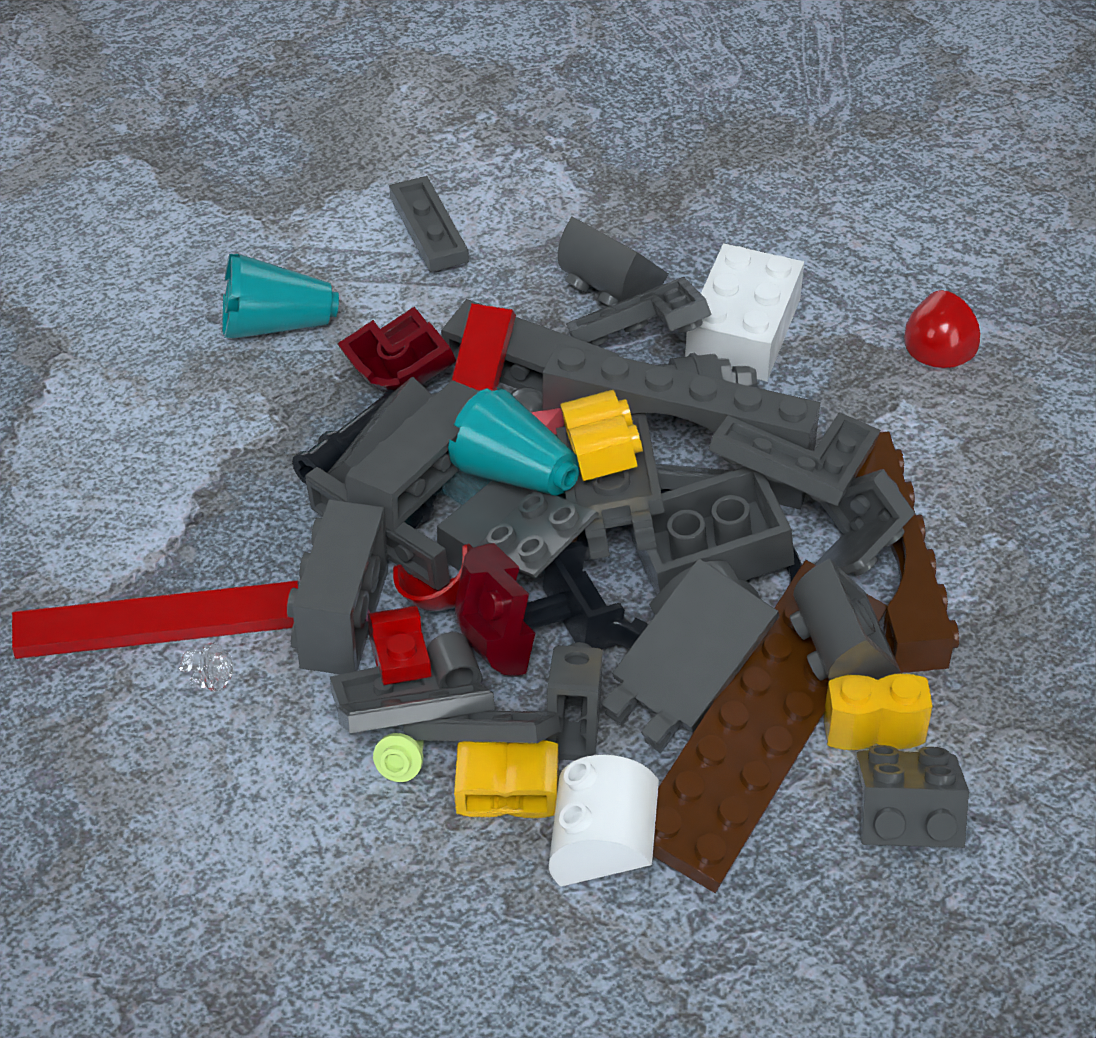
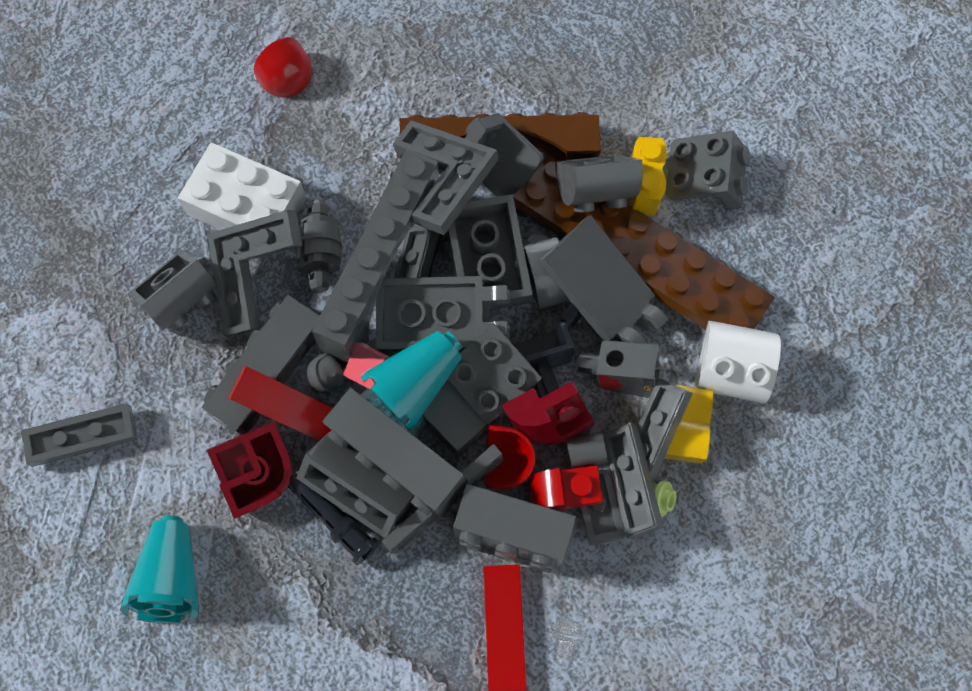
camera: 85 degrees left, 25 degrees up
(601, 434) = (413, 311): yellow brick -> none

